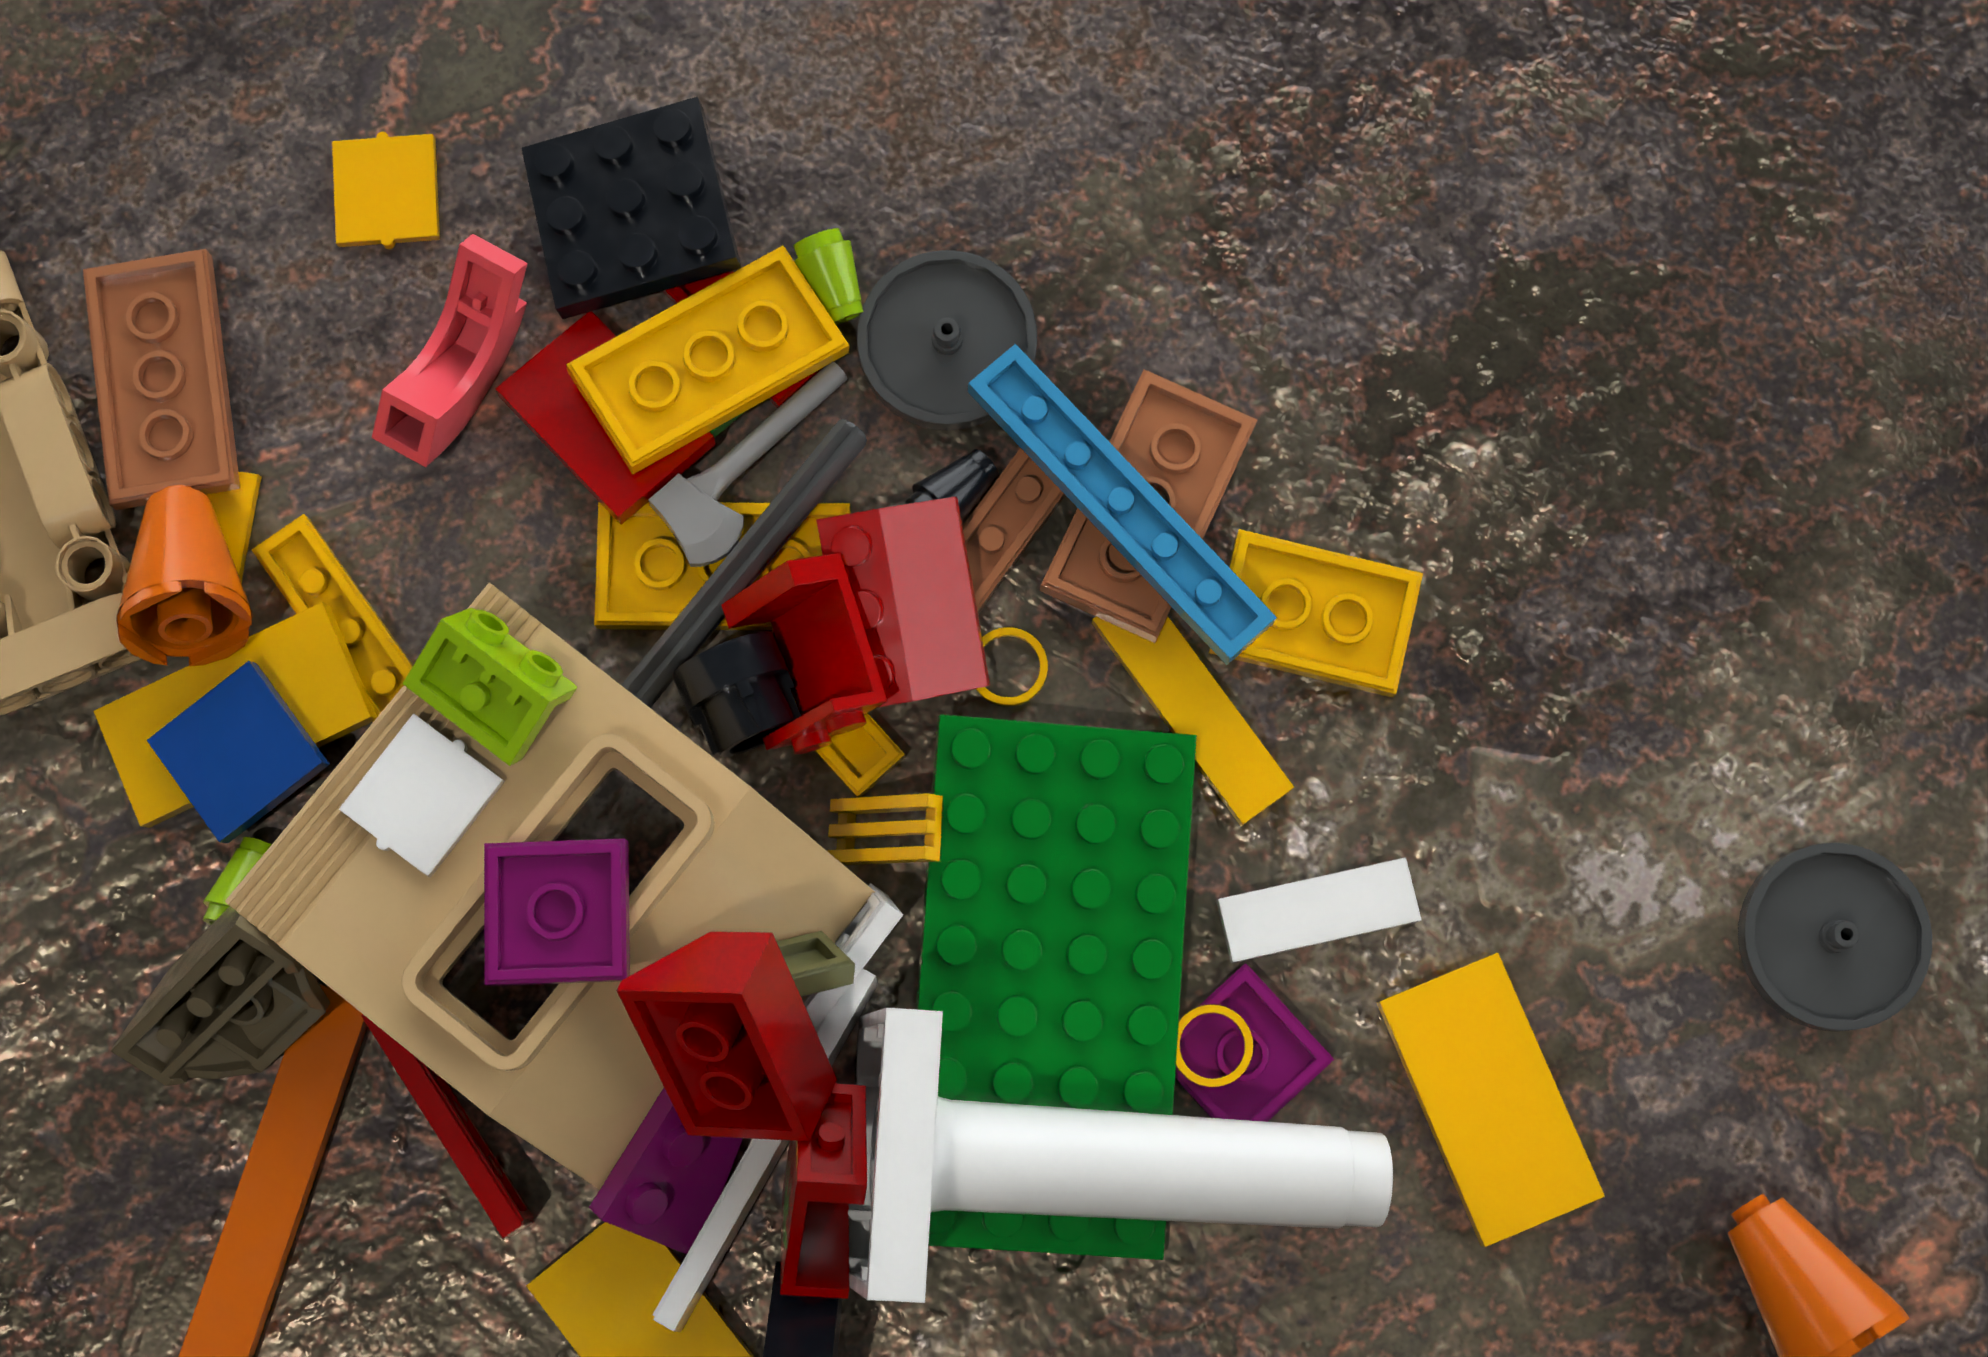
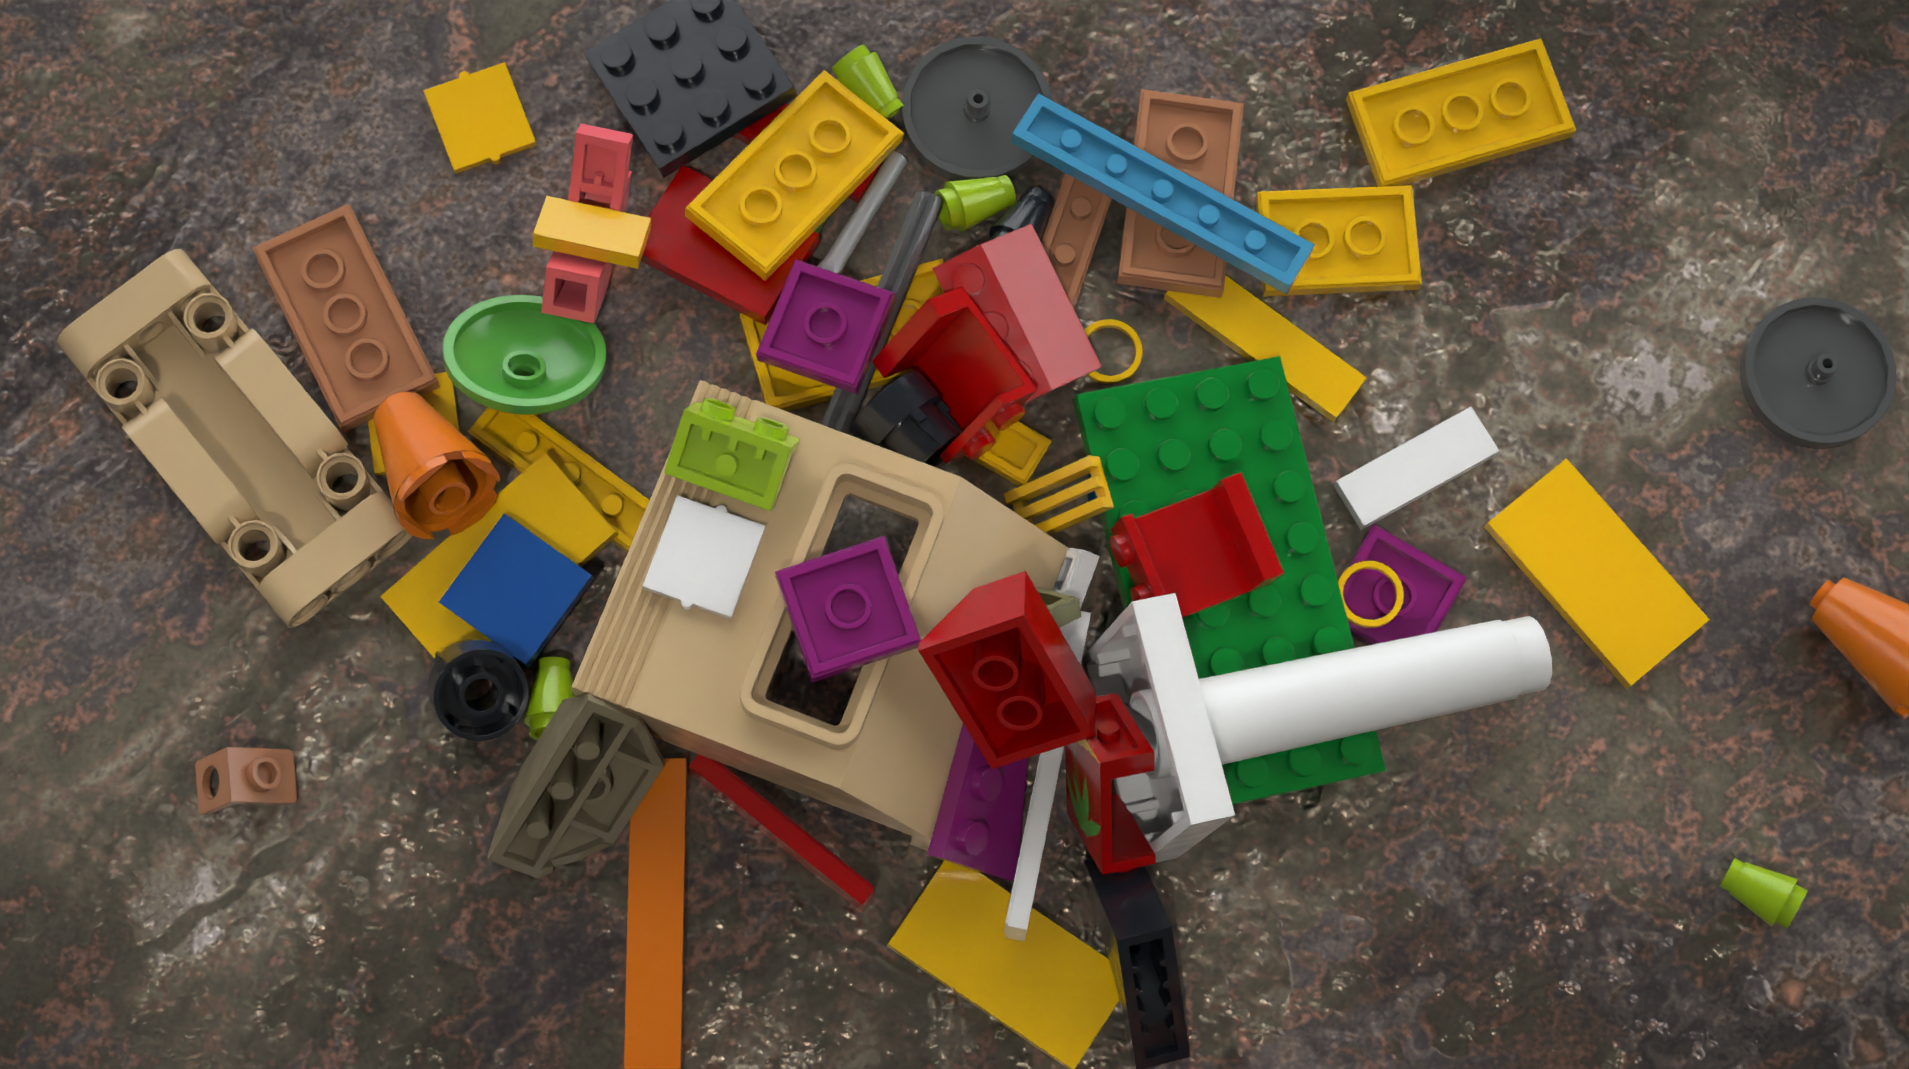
camera: 25 degrees left, 5 degrees down
(142, 883) = (493, 712): none -> black piece
(322, 460) = (522, 358): none -> bright green dish
(450, 363) = (591, 232): none -> yellow tile
(682, 549) = (826, 326): none -> magenta tile
(906, 446) = (973, 201): none -> lime cone
(1011, 945) = (1198, 548): none -> red panel
(1510, 504) = (1460, 114): none -> yellow tile

